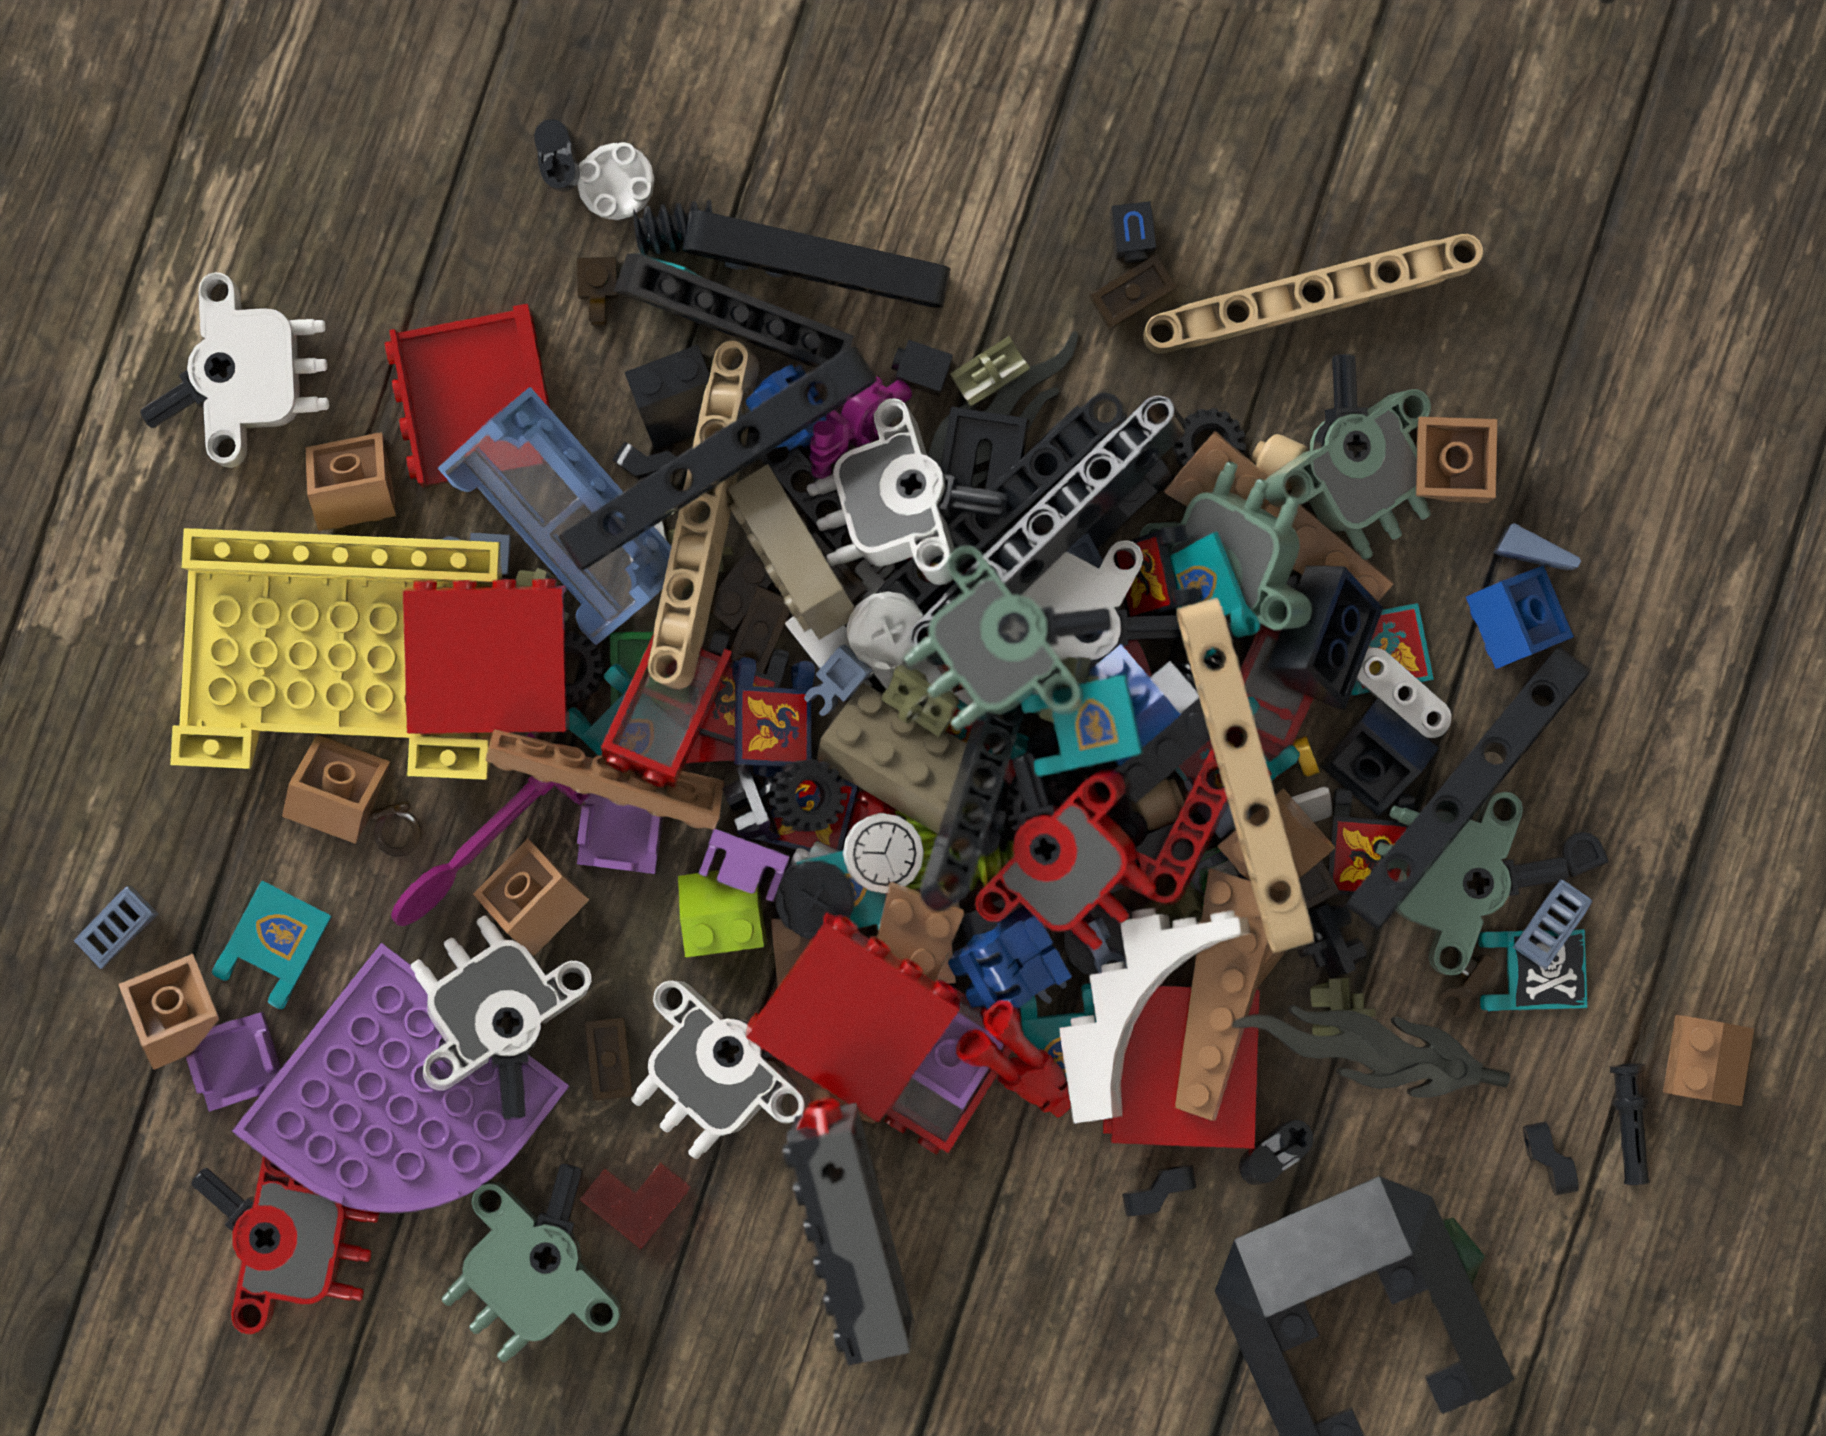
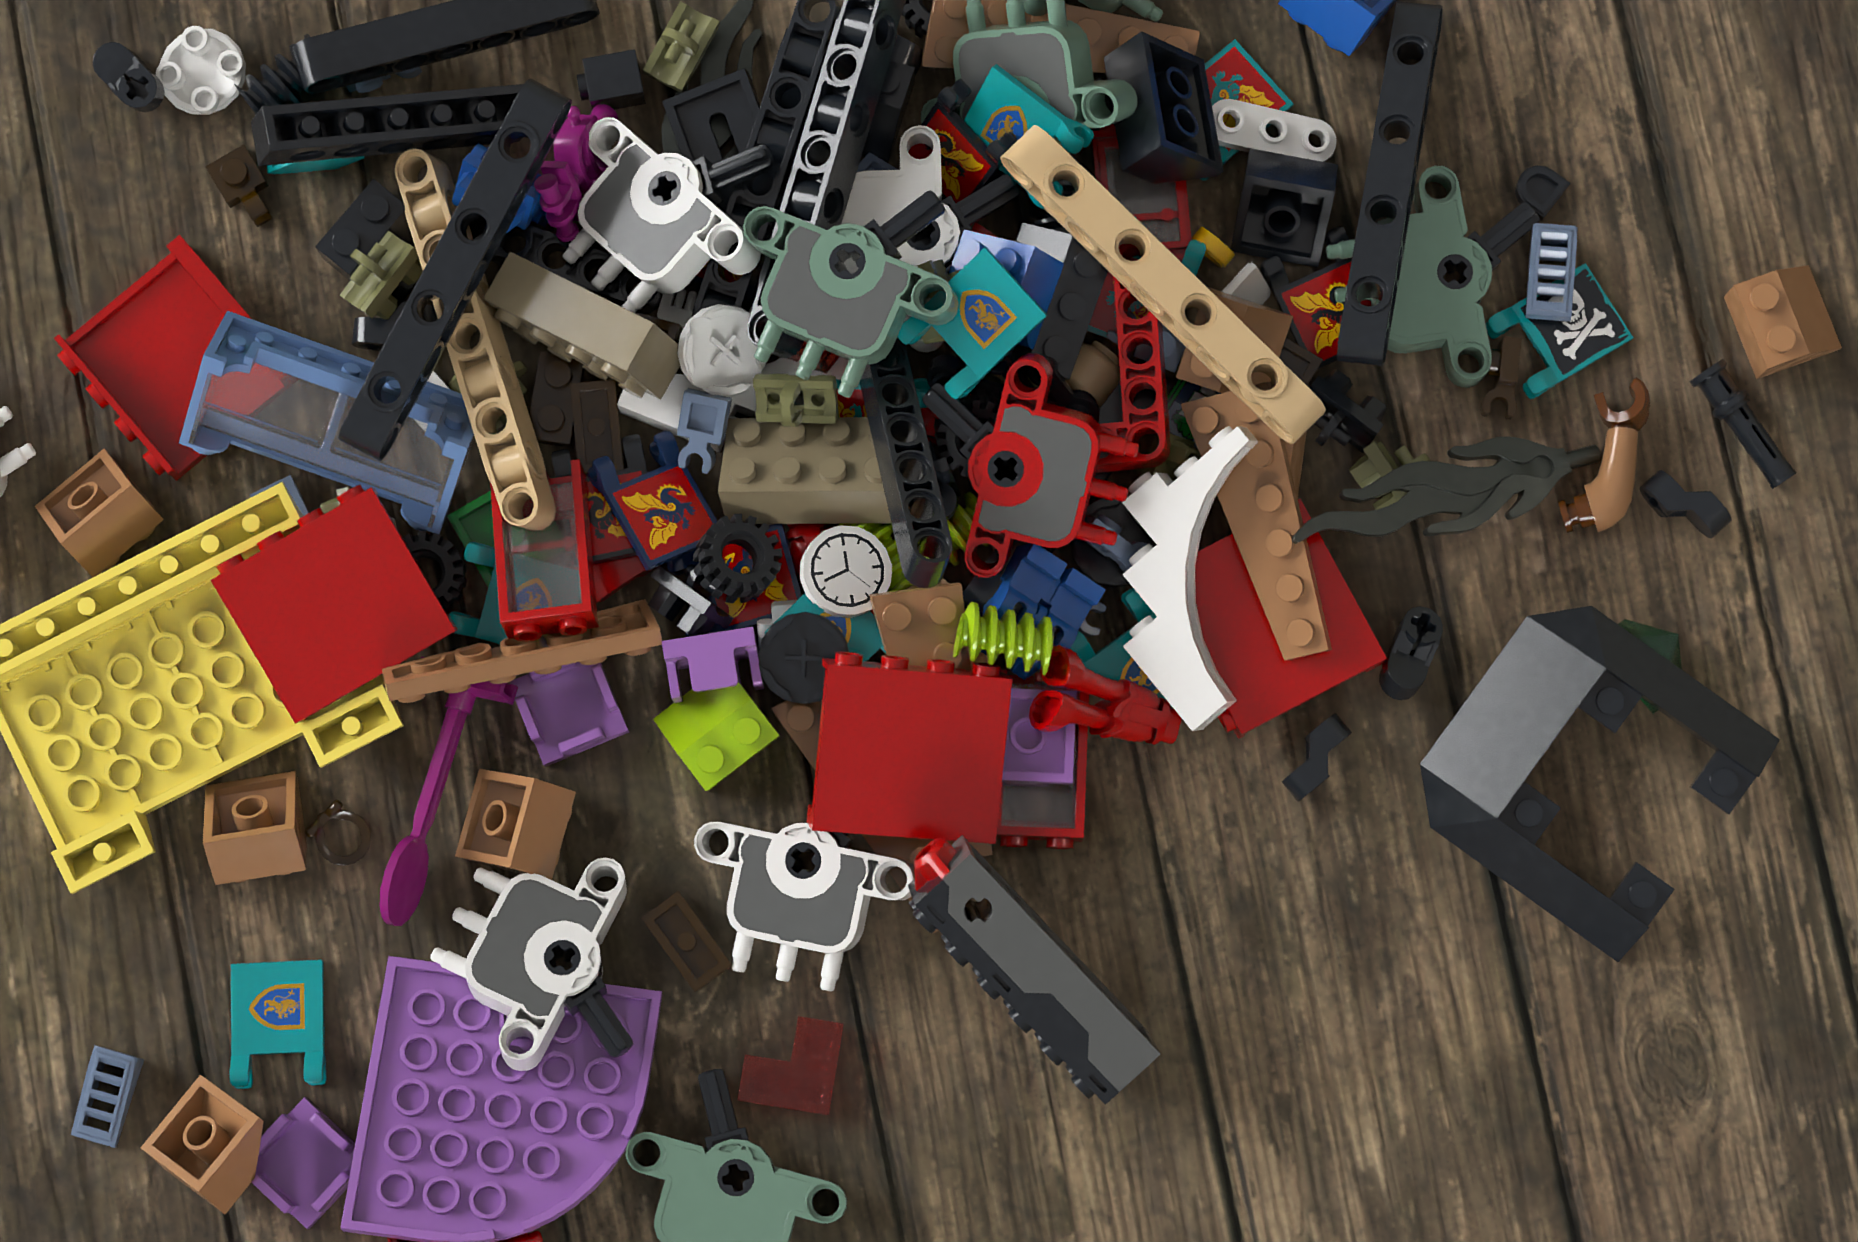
camera: 25 degrees left, 5 degrees down
(661, 423) = (380, 274): none -> olive hips
(972, 974) = (1005, 637): none -> lime piece
(1501, 1116) = (1612, 490): none -> medium nougat piece

